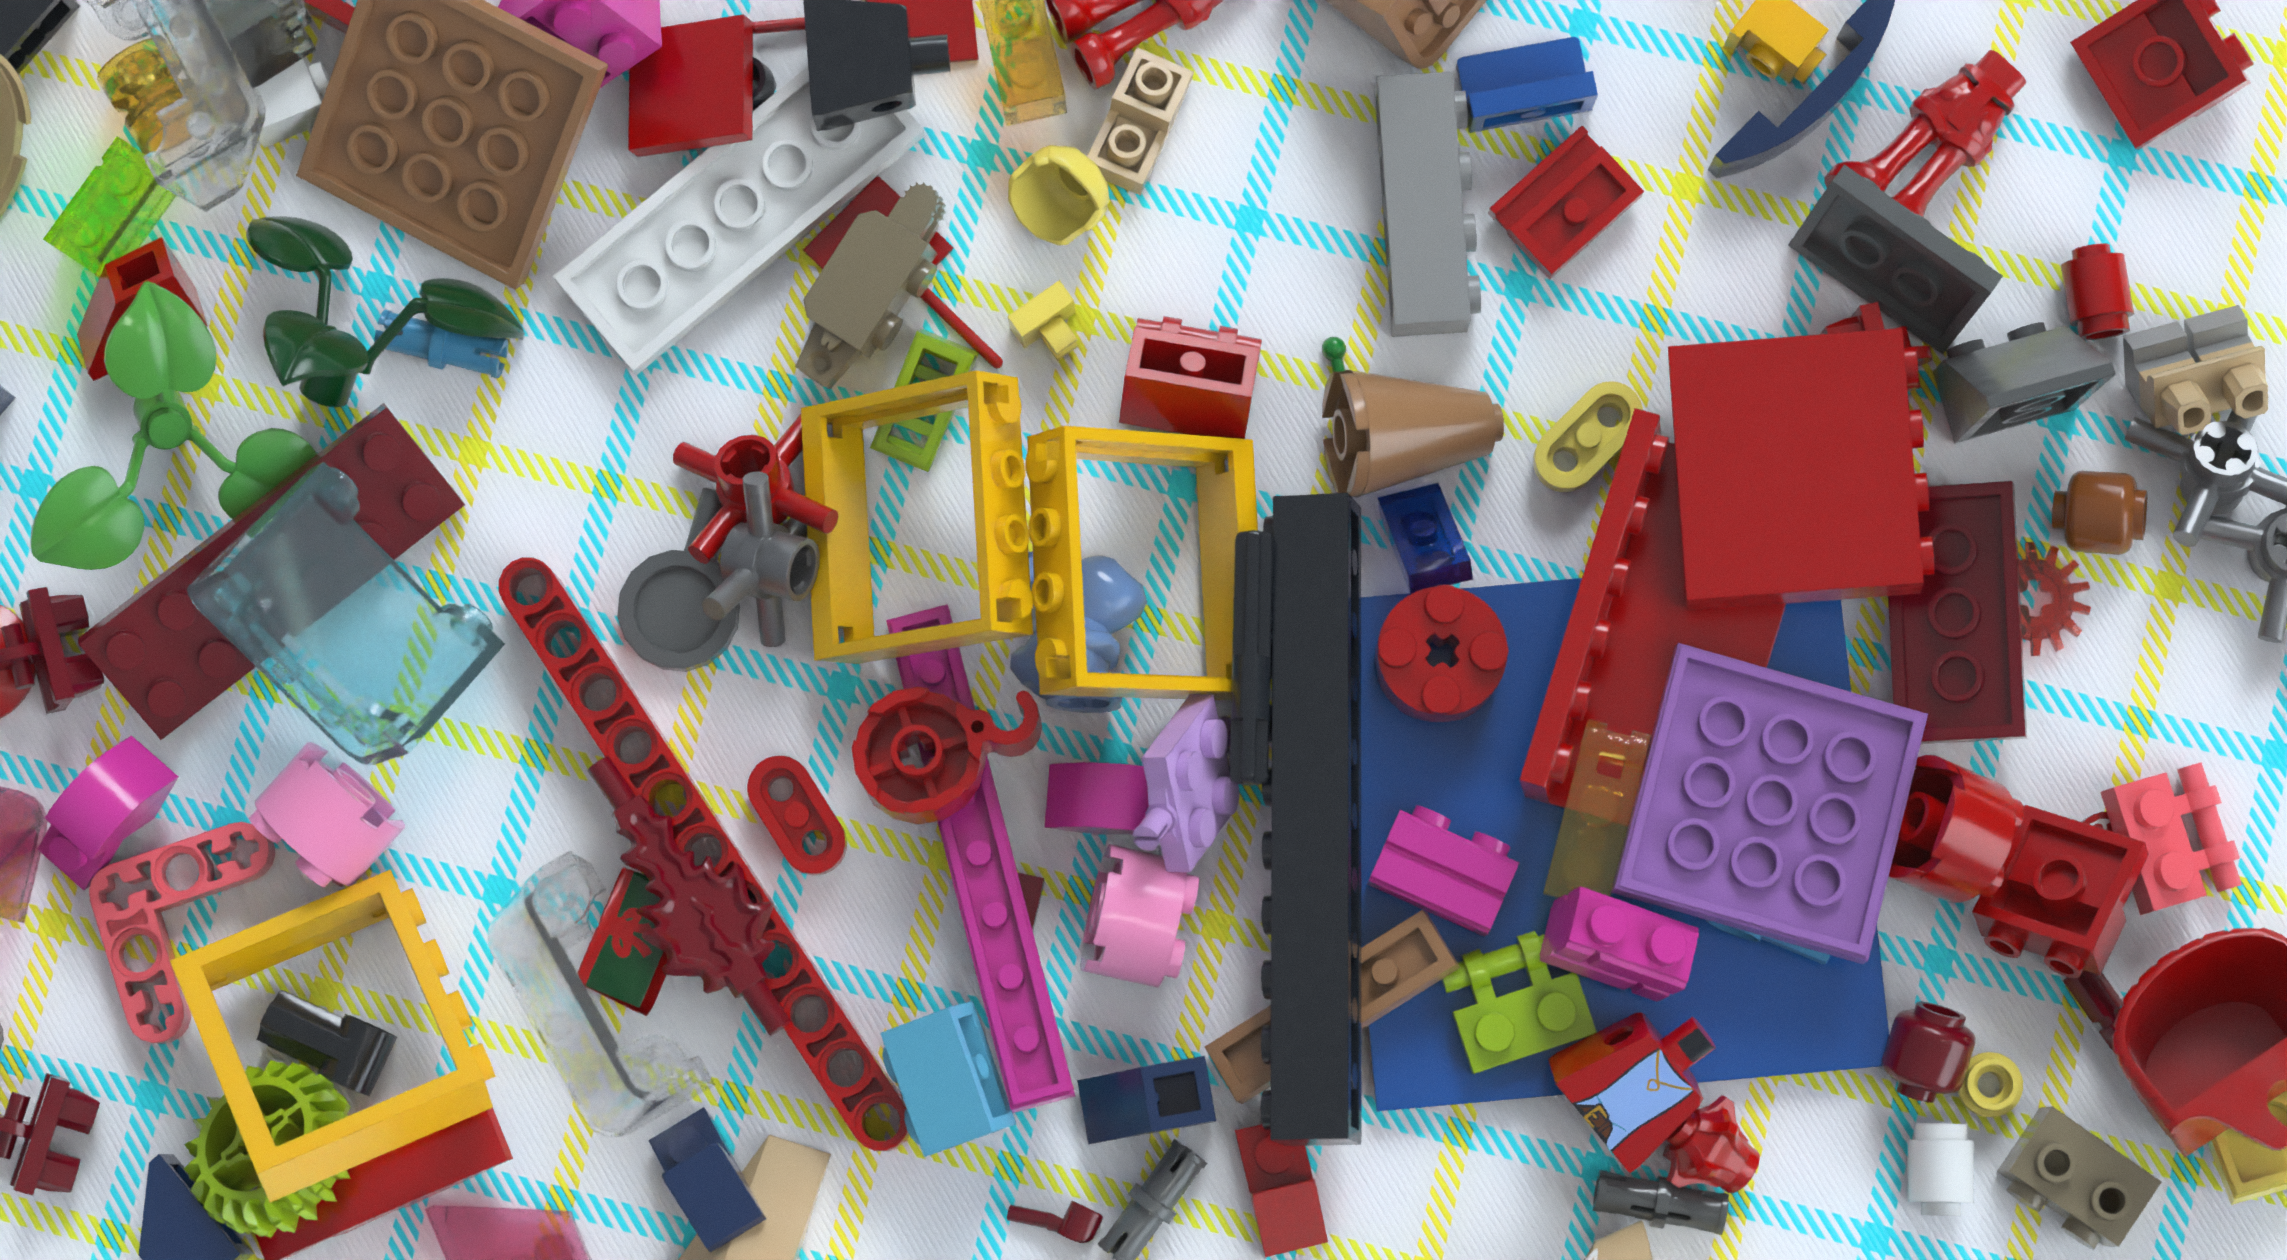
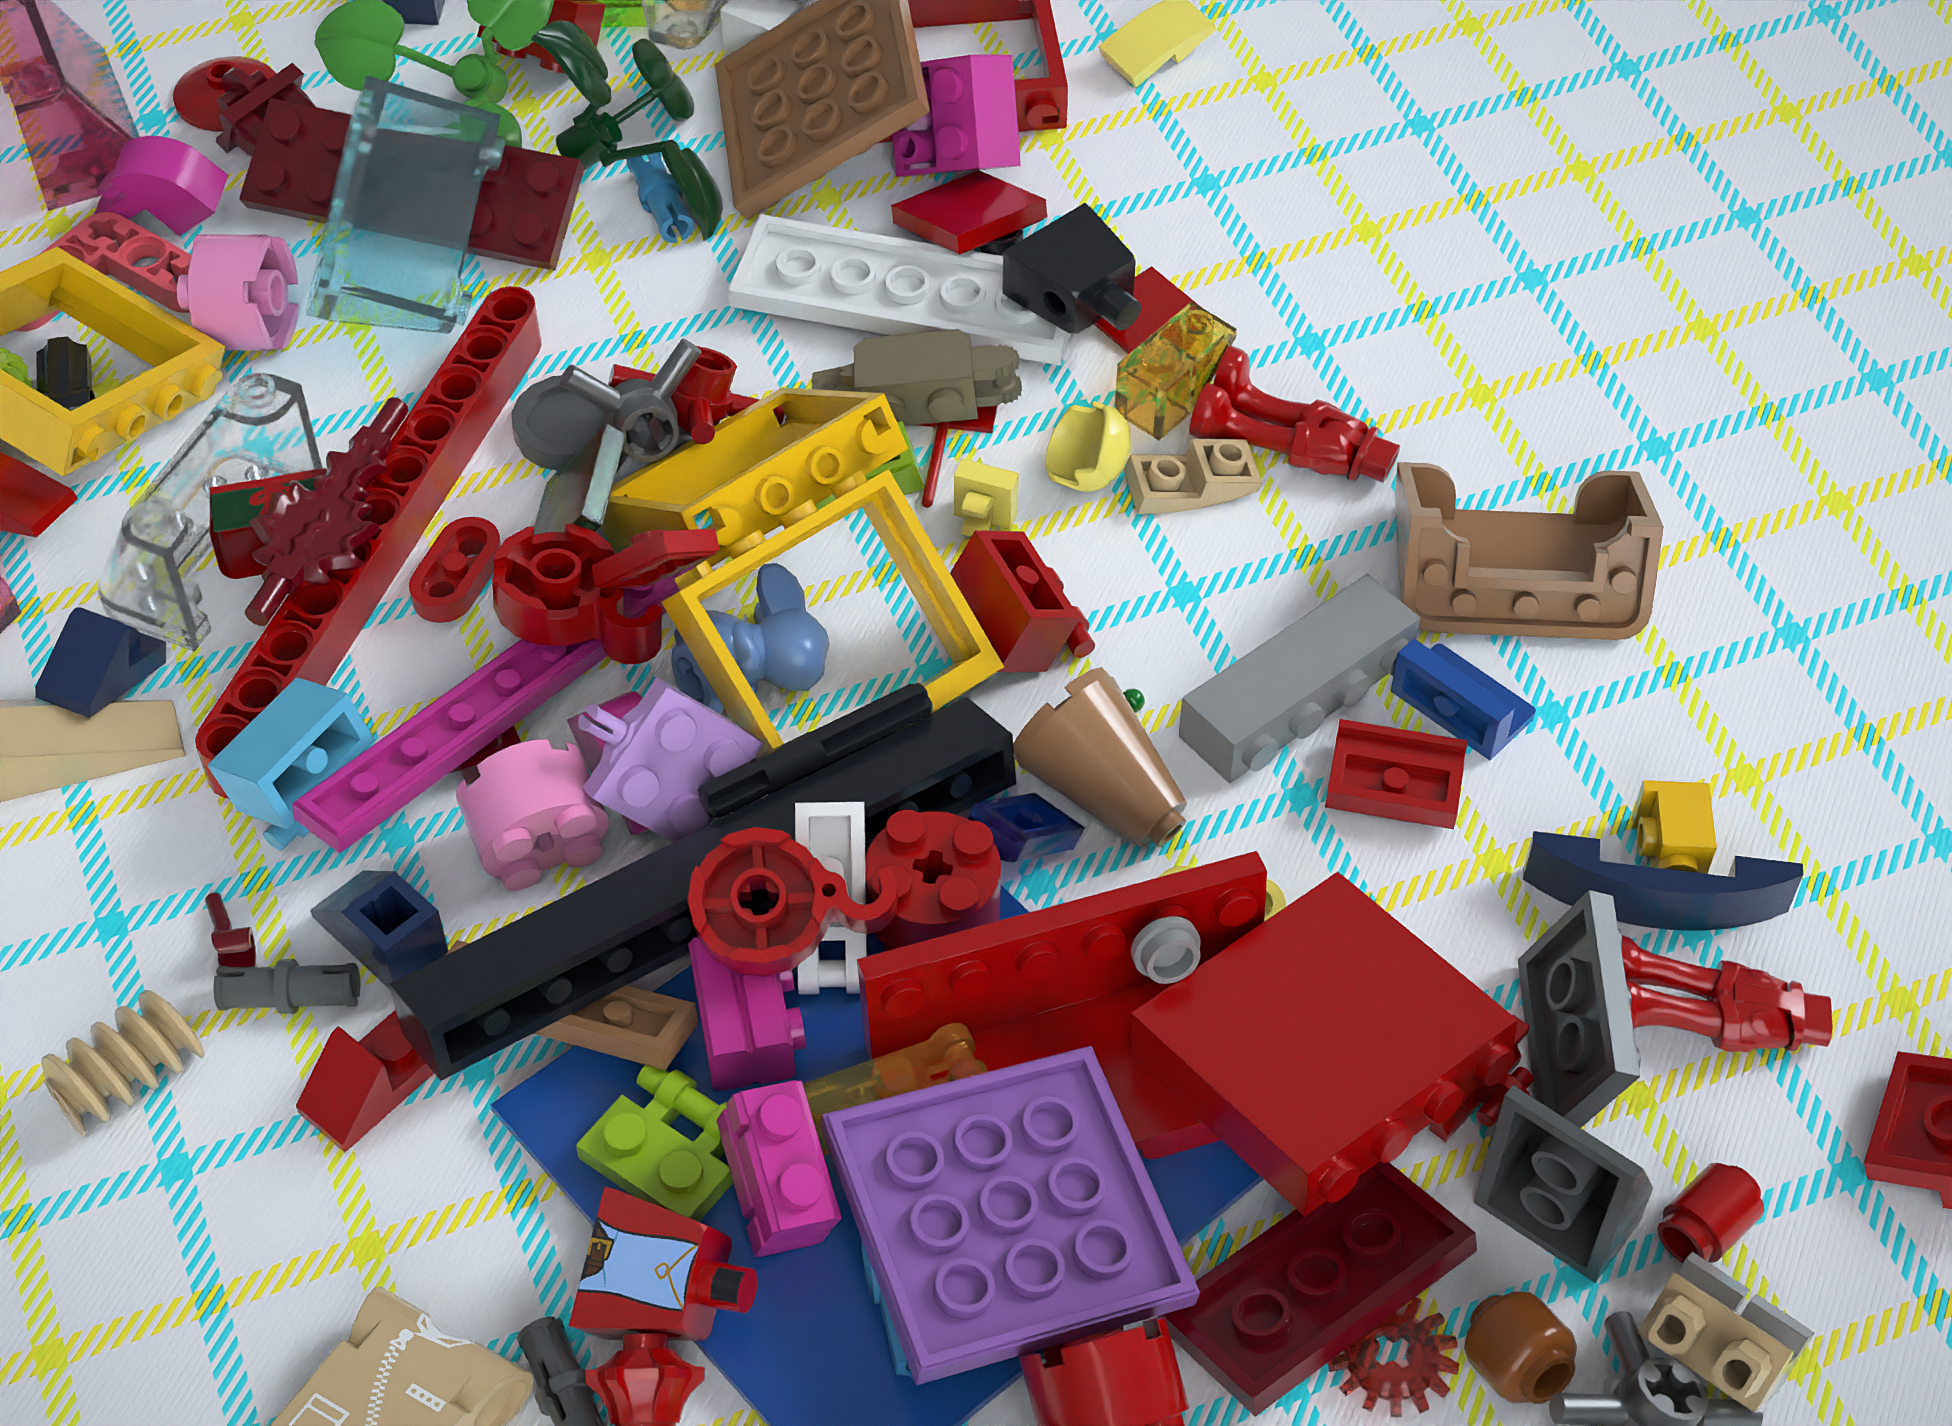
camera: 50 degrees right, 30 degrees down
(815, 677) = (582, 486): none -> tile
(1003, 674) = (655, 557): none -> red plate
(1406, 742) = (837, 838): none -> white plate
(1434, 783) = (806, 904): none -> red piece
(1662, 537) = (1167, 949): none -> light grey plate

